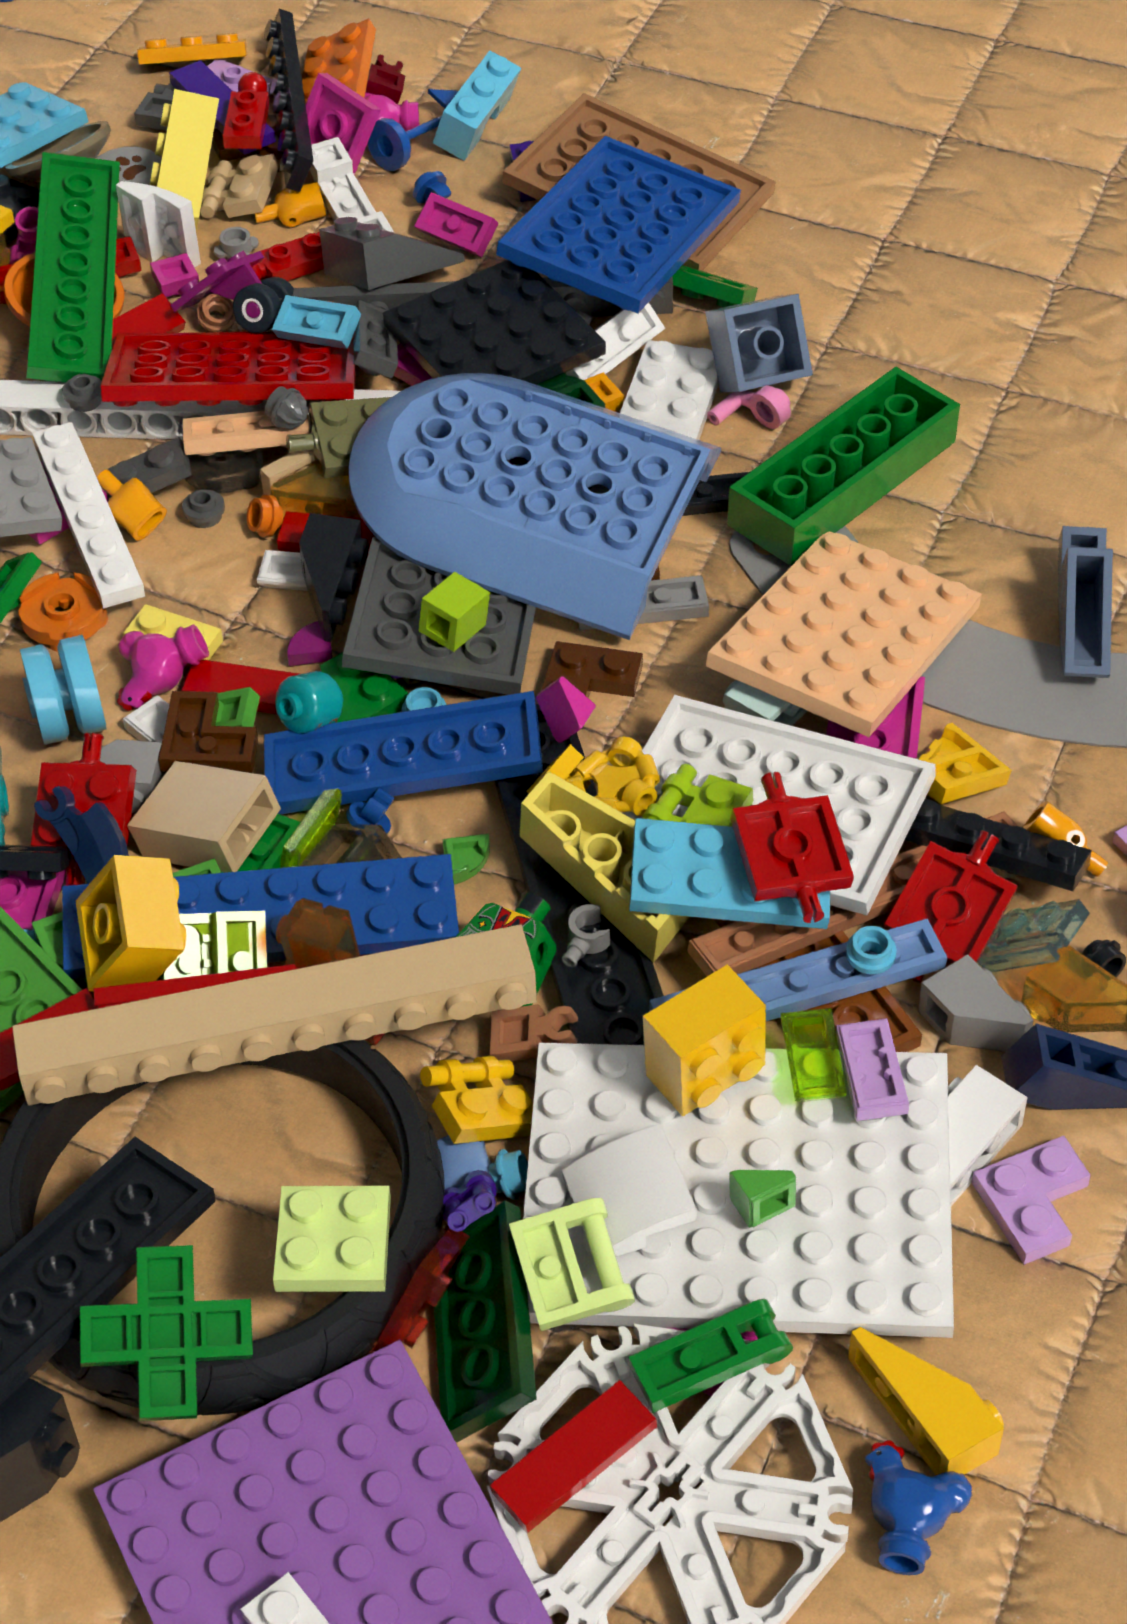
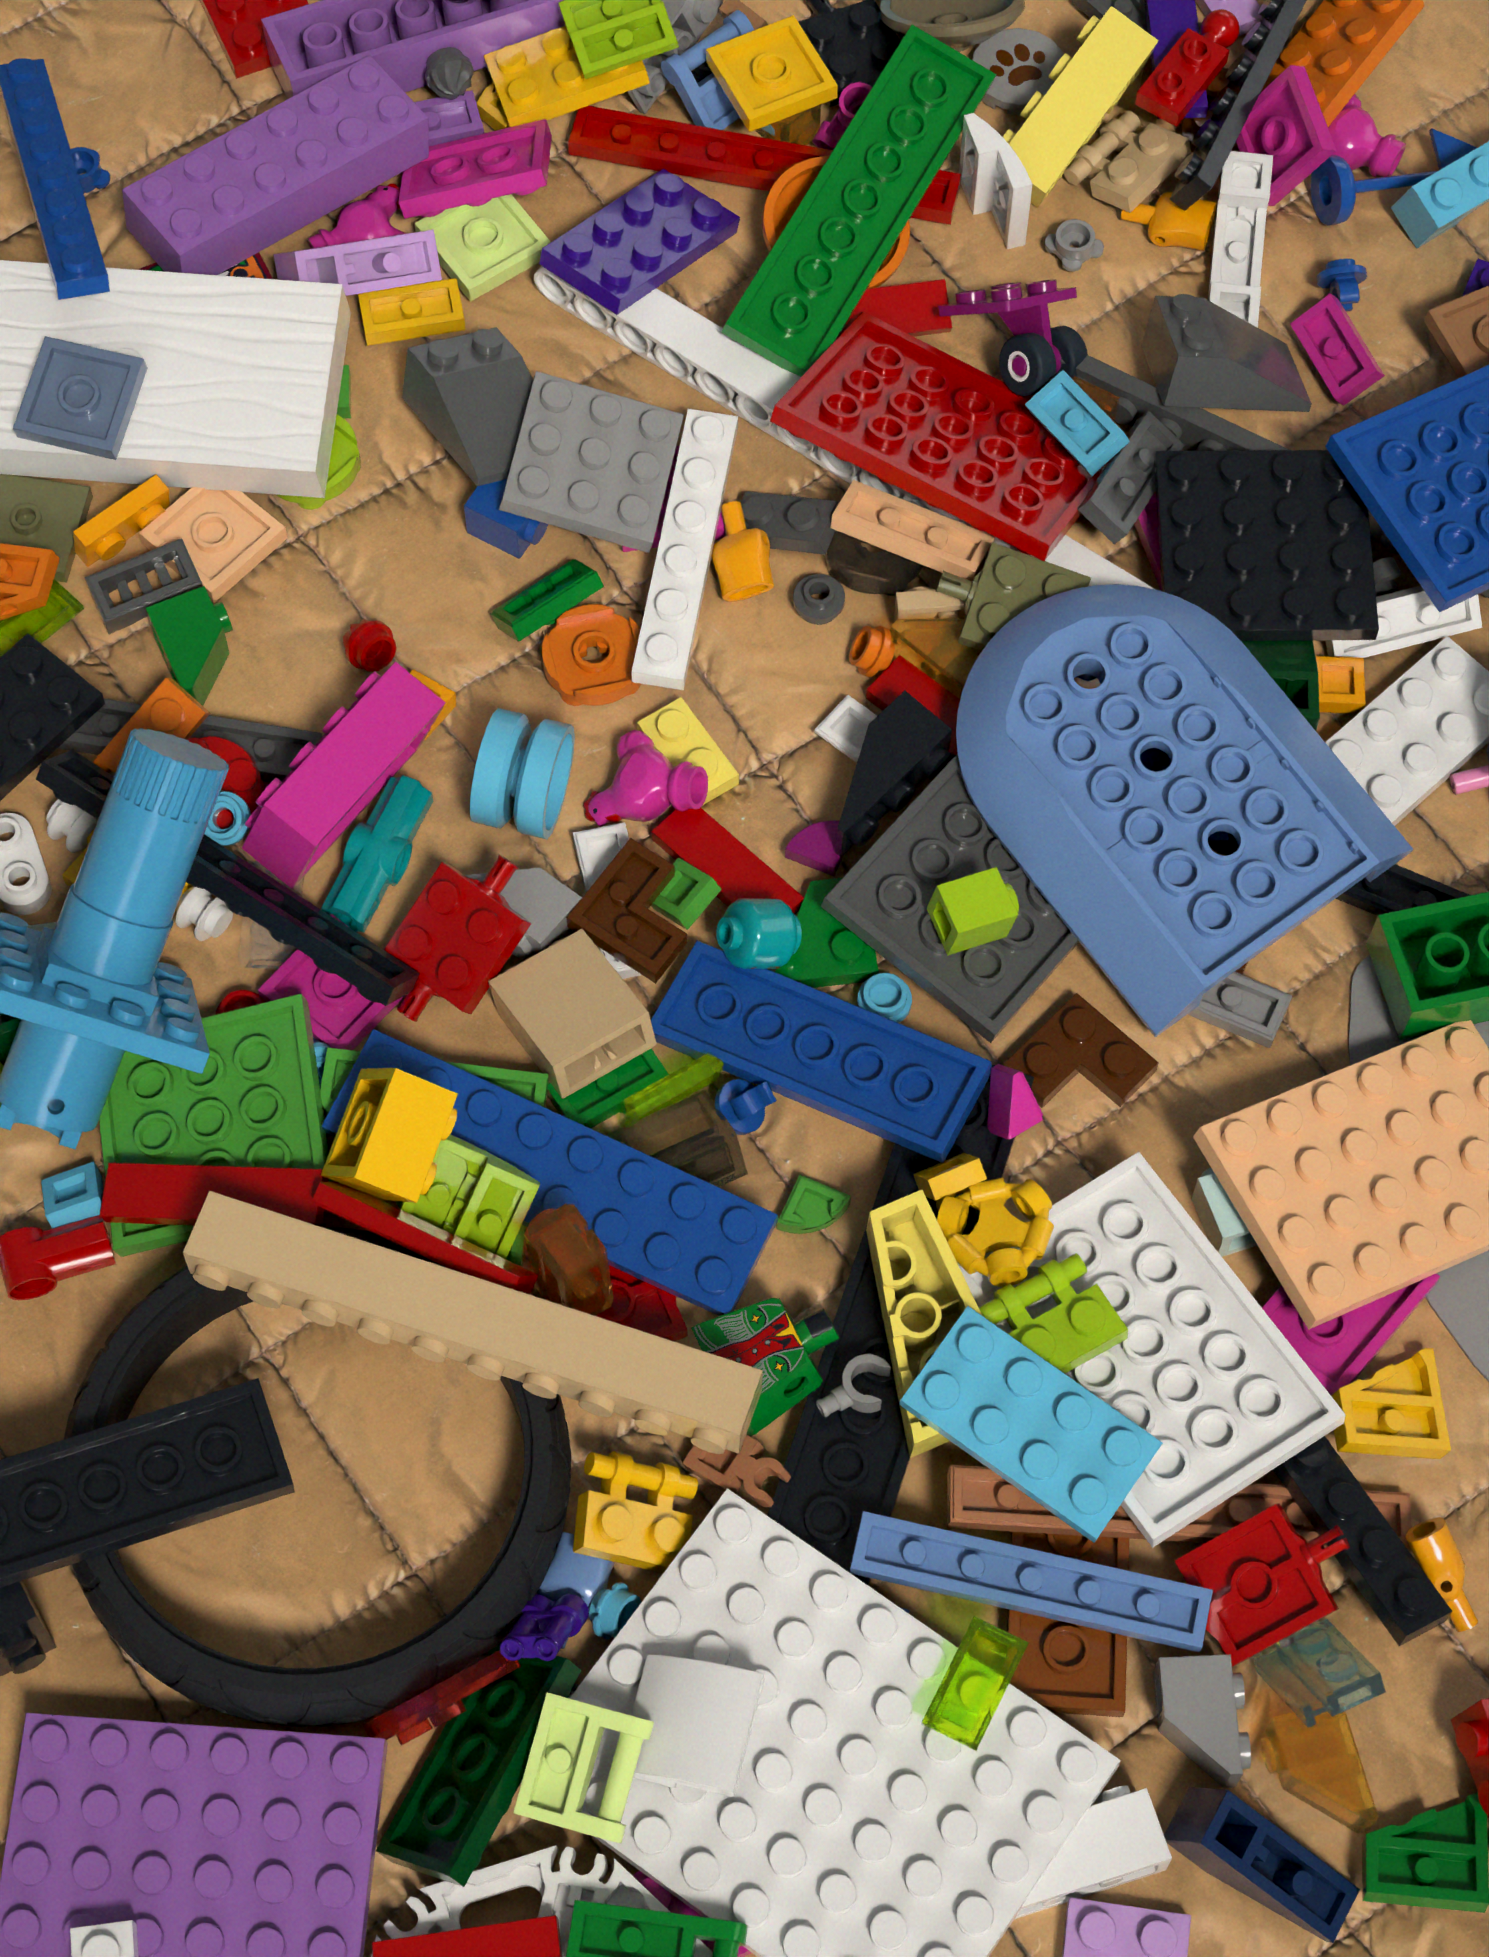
camera: 30 degrees right, 15 degrees up
(83, 392) = (764, 394): dark grey plate -> none
(90, 835) = (440, 985): dark blue piece -> none
(166, 1333) = (156, 1616): green plate -> none
(173, 273) = (979, 254): dark pink plate -> none
(215, 303) = (976, 339): nougat plate -> none
(286, 408) = (961, 537): dark grey plate -> none
(291, 258) = (1115, 296): red plate -> none
(332, 1239) = (374, 1603): yellowish green plate -> none
(386, 79) = (1394, 84): dark red plate -> none
(705, 1040) = (864, 1613): yellow brick -> none
(762, 1193) = (812, 1813): bright green slope -> none
(791, 847) = (1098, 1444): red plate -> none
(871, 939) = (1126, 1580): medium azure plate -> none
(872, 1069) = (1019, 1740): lavender plate -> none
(1106, 955) = (1381, 1739): black plate -> none

